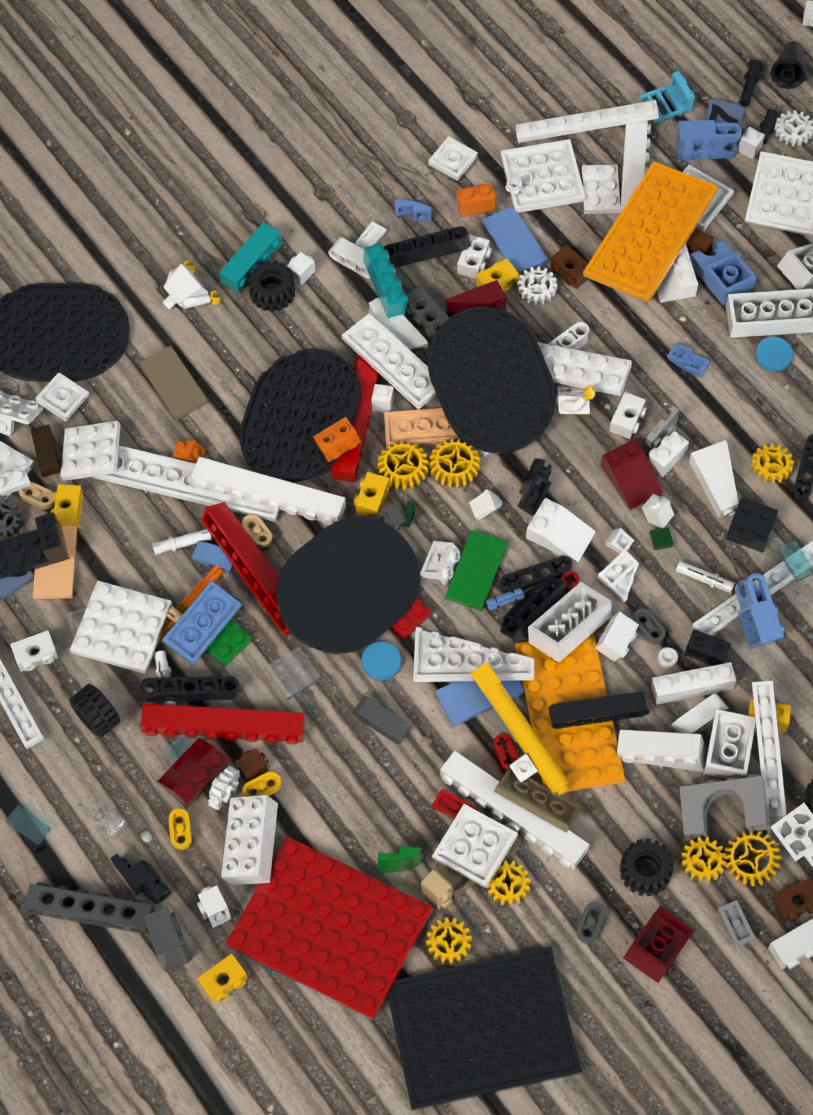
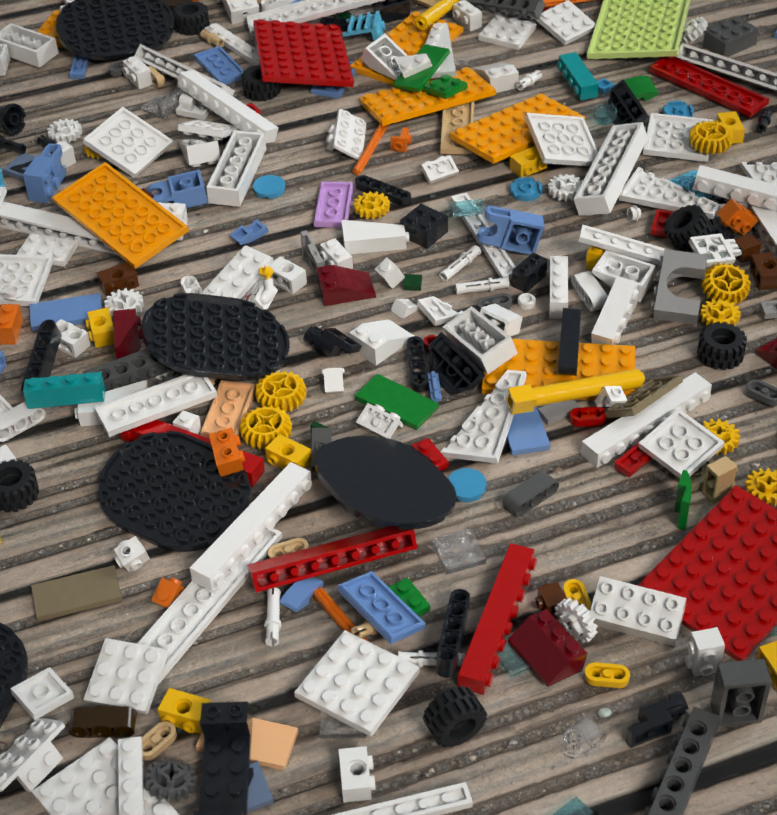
camera: 75 degrees left, 20 degrees down
(217, 408) = (131, 554): none -> white brick
(678, 614) = (484, 285): none -> white pin
(767, 426) = (333, 204): none -> lavender tile

